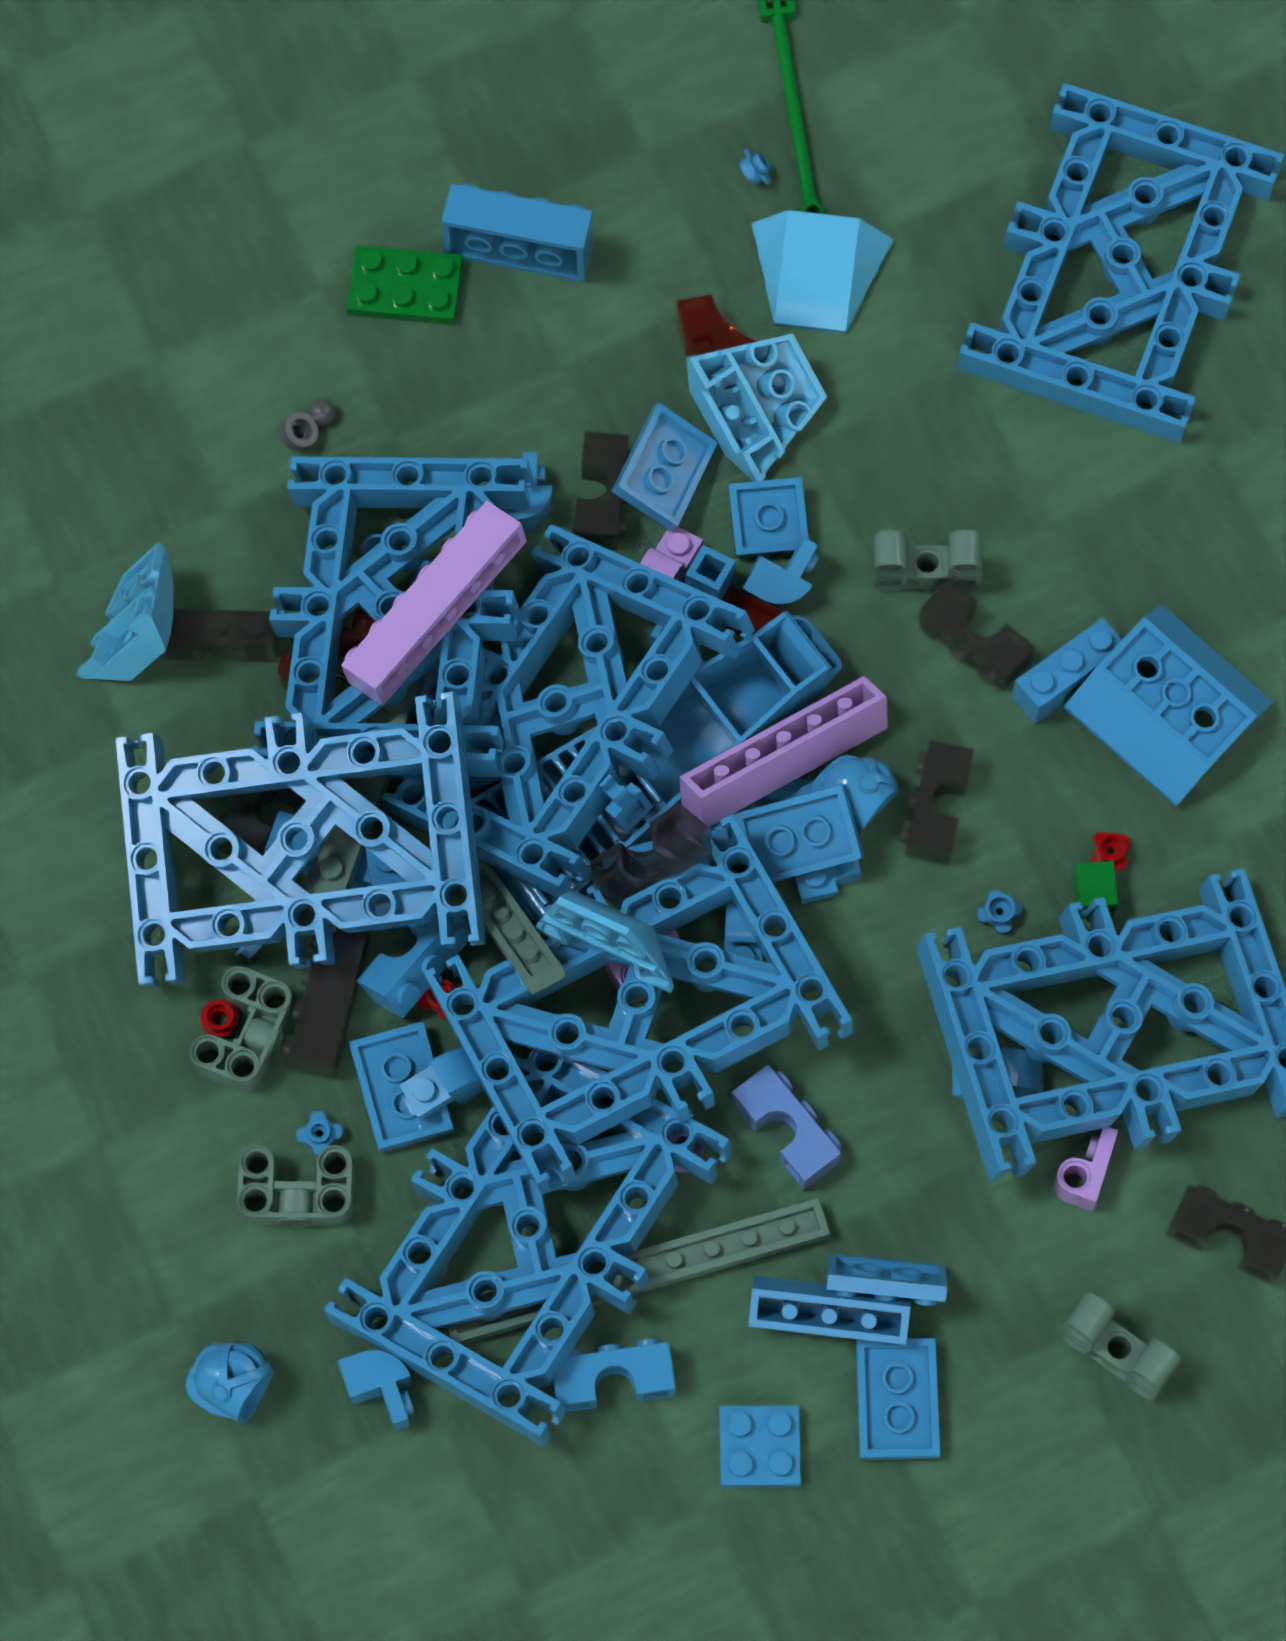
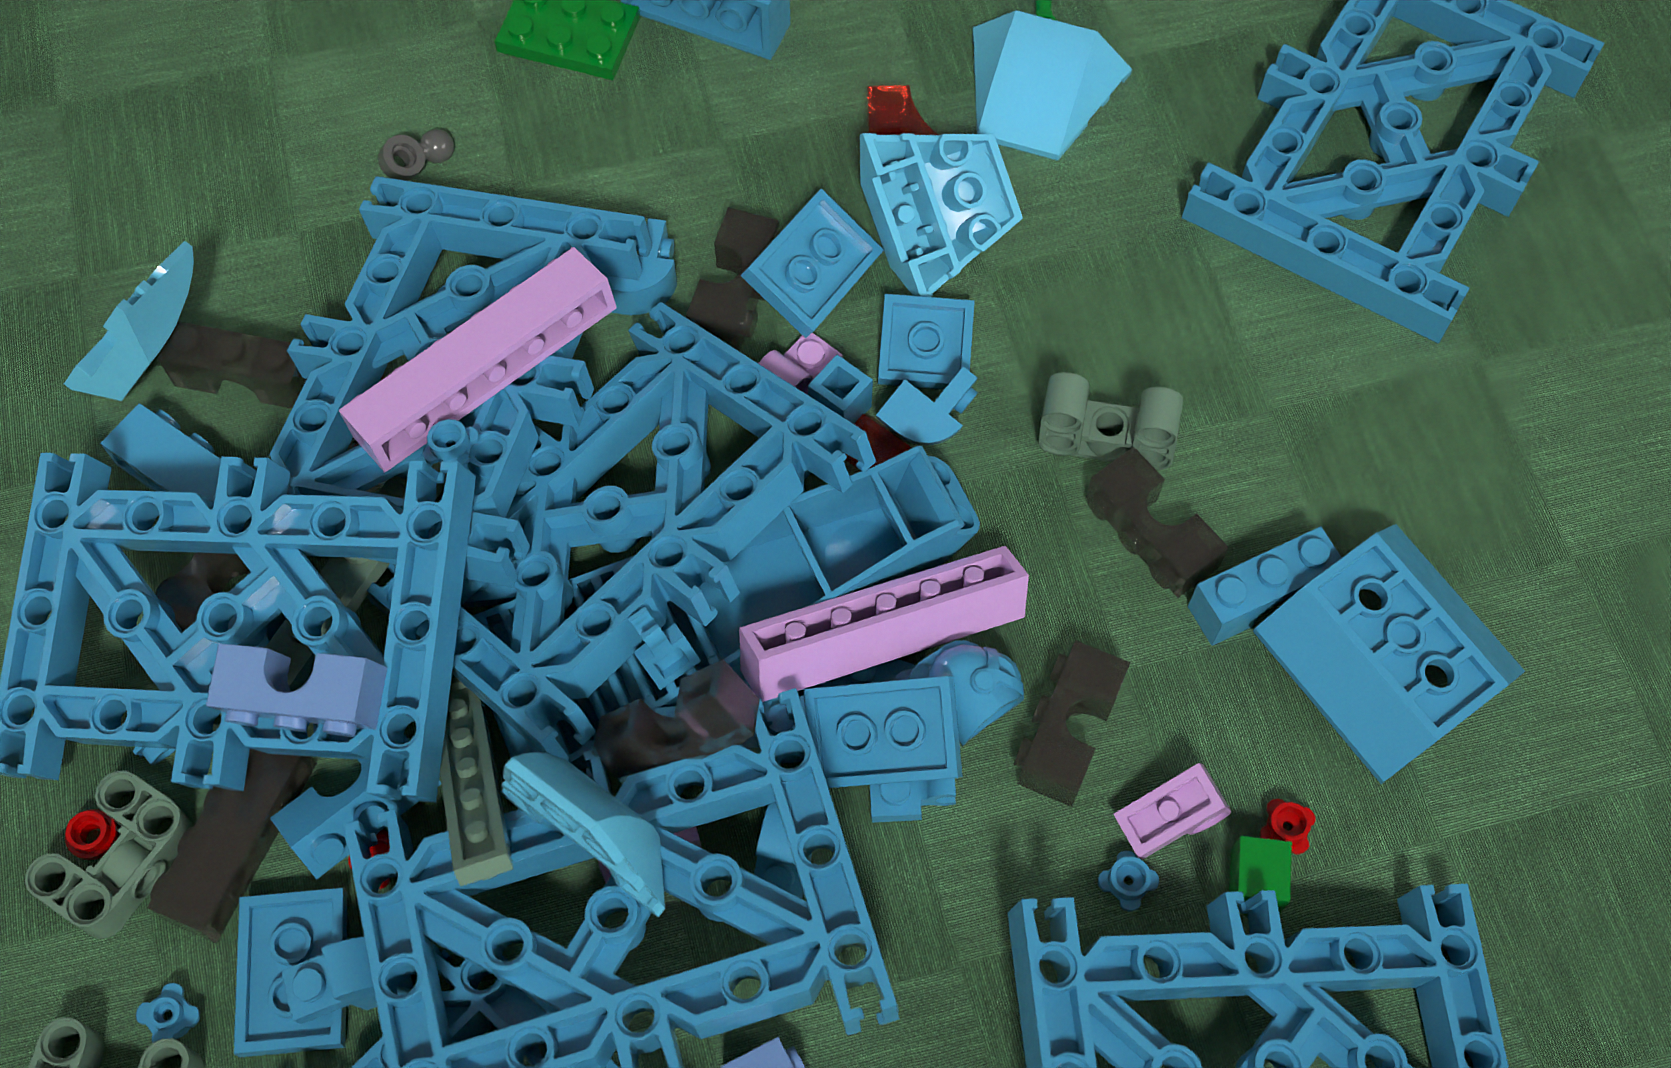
camera: 10 degrees right, 5 degrees down
(193, 724) = (161, 455): none -> dark azure brick
(408, 880) = (254, 684): none -> medium blue arch
(425, 667) = (446, 434): none -> dark azure plate
(1028, 850) = (1172, 810): none -> lavender plate

